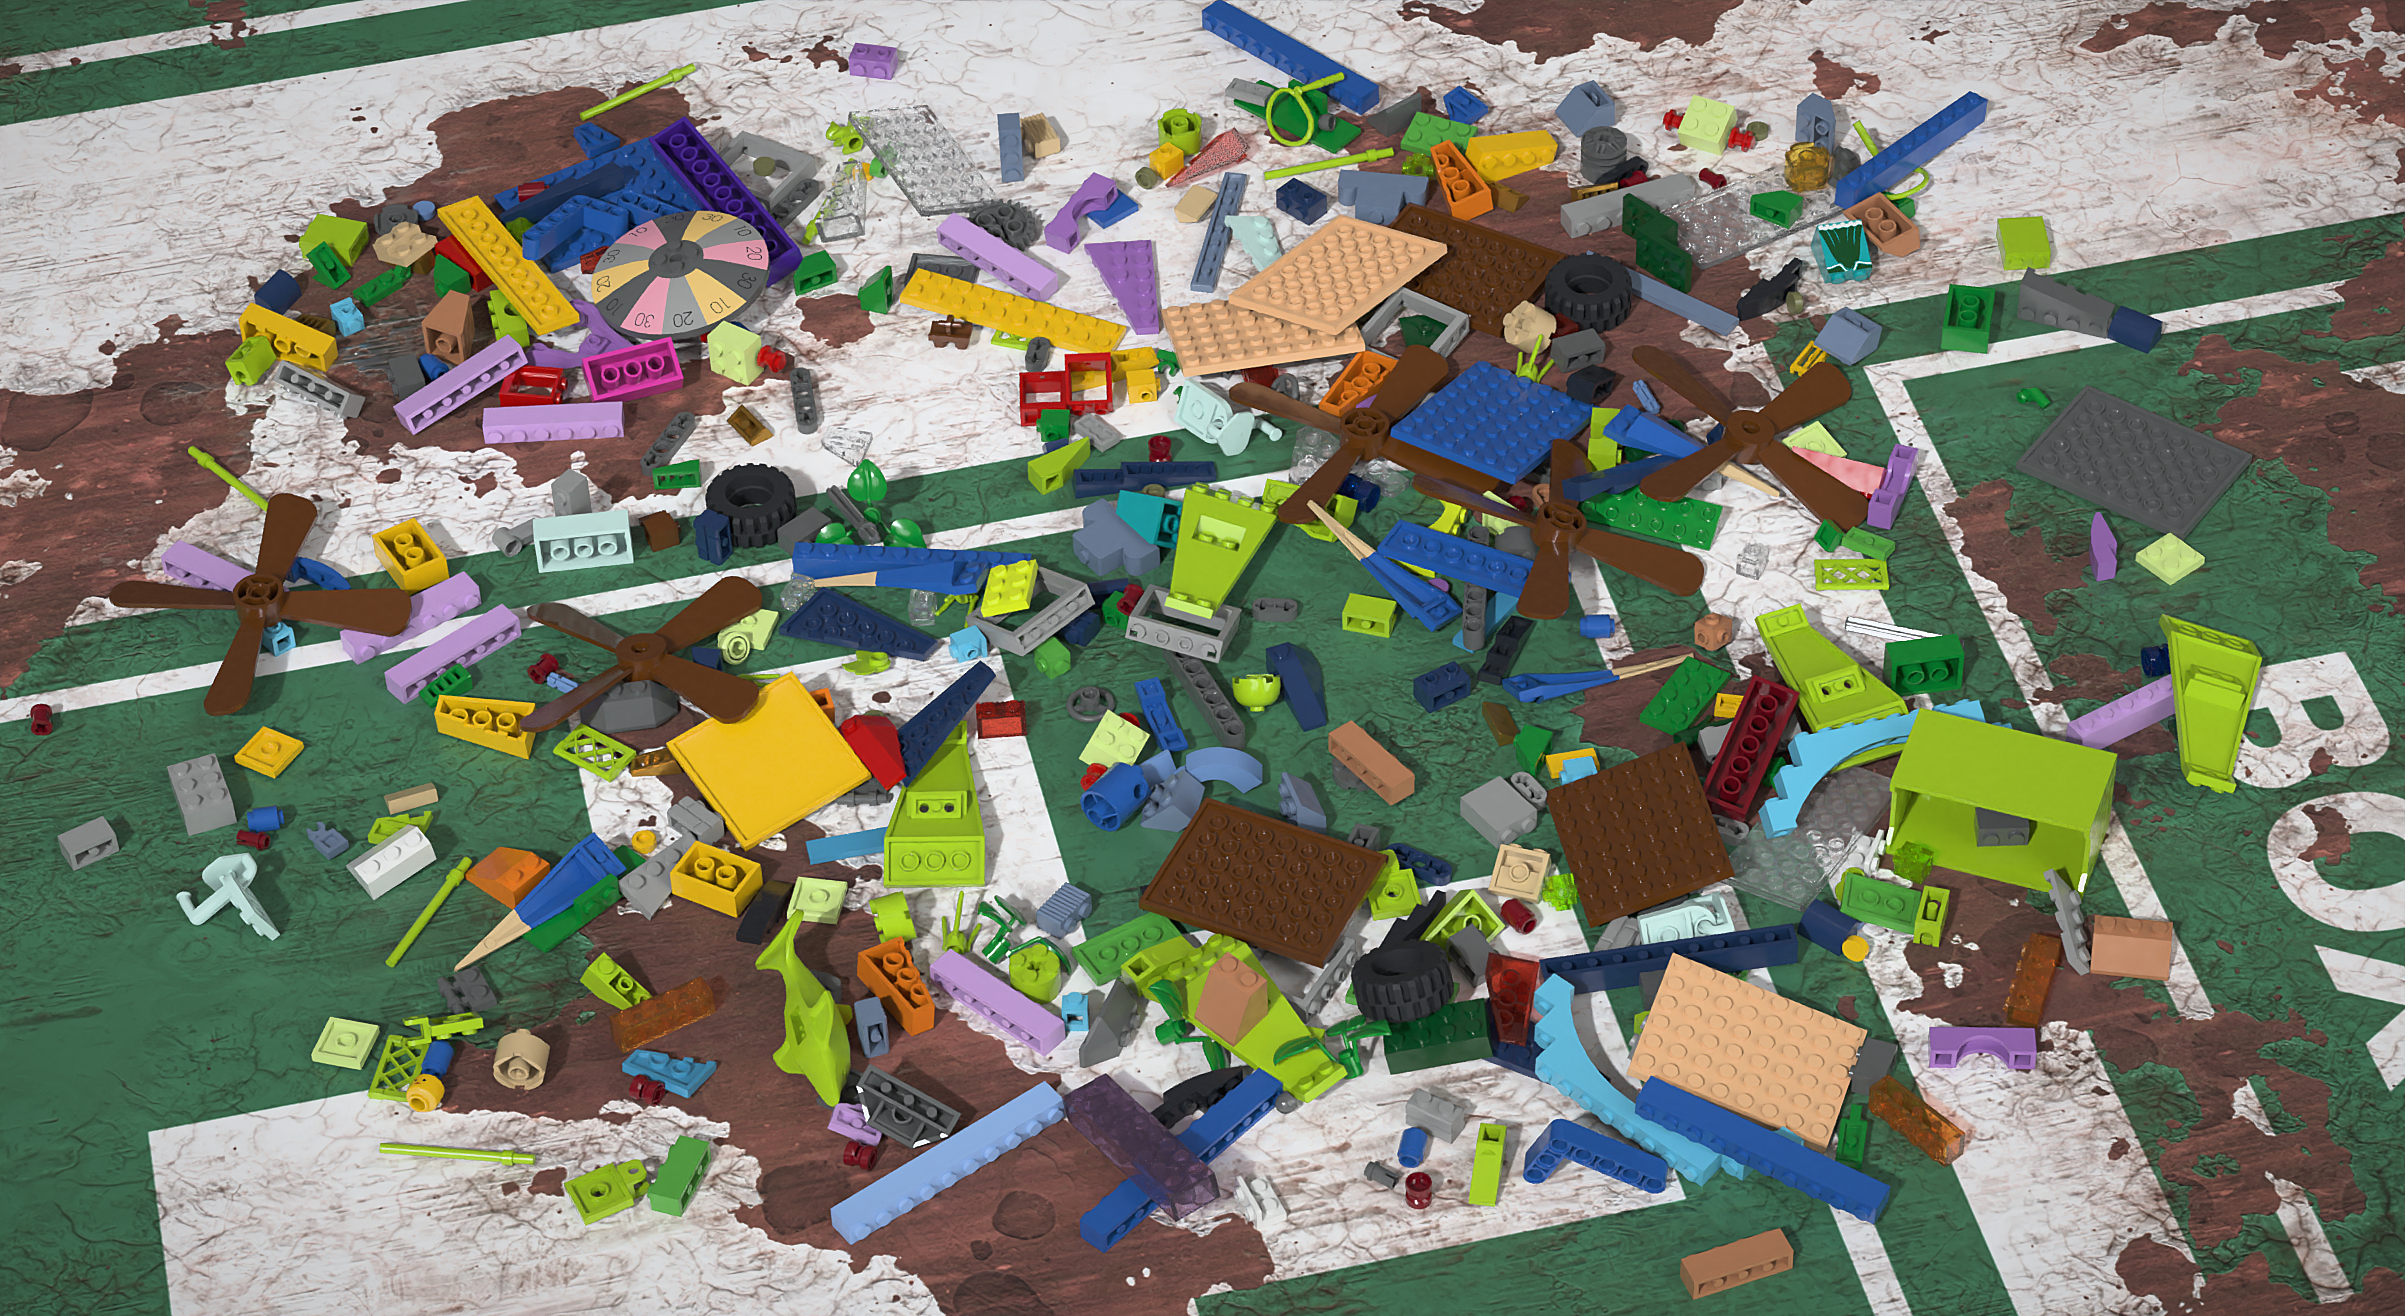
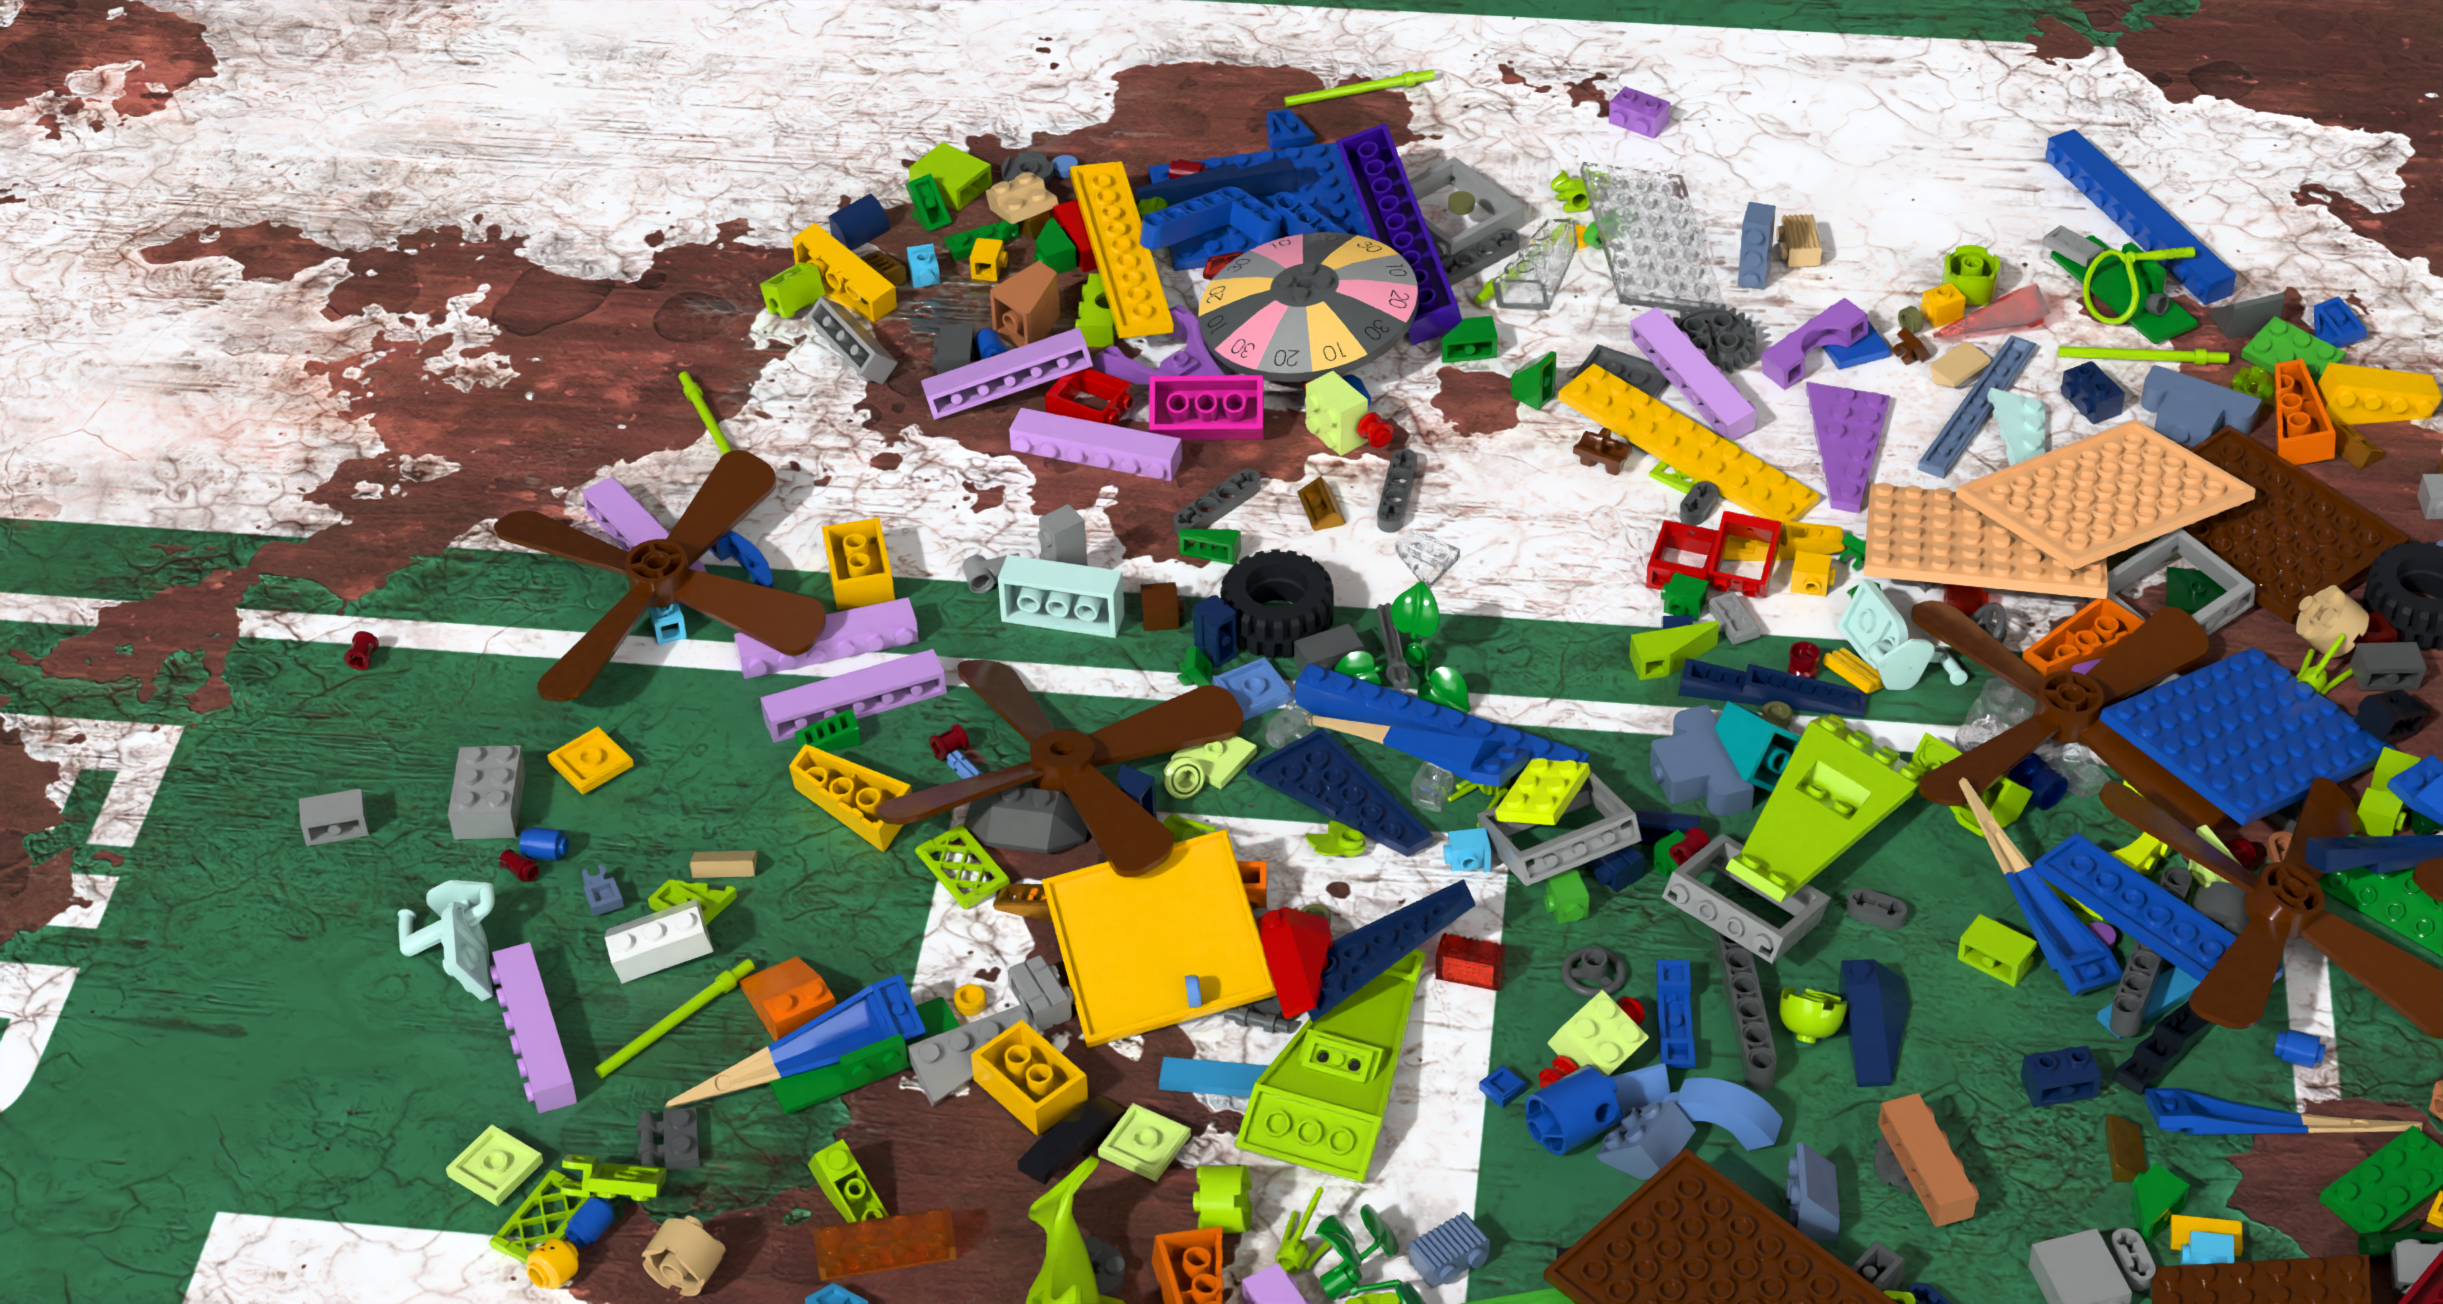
camera: 20 degrees right, 0 degrees up
(325, 945) = (533, 1027): none -> lavender brick
(398, 299) = (987, 259): none -> yellow brick
(707, 569) = (1195, 668): none -> green tile
(760, 570) = (1256, 687): none -> medium blue tile
(812, 789) = (1193, 991): none -> medium blue tile
(1056, 796) = (1502, 1086): none -> blue tile
(1155, 197) = (1910, 345): none -> reddish brown tile
(1198, 448) = (1854, 670): none -> yellow tile

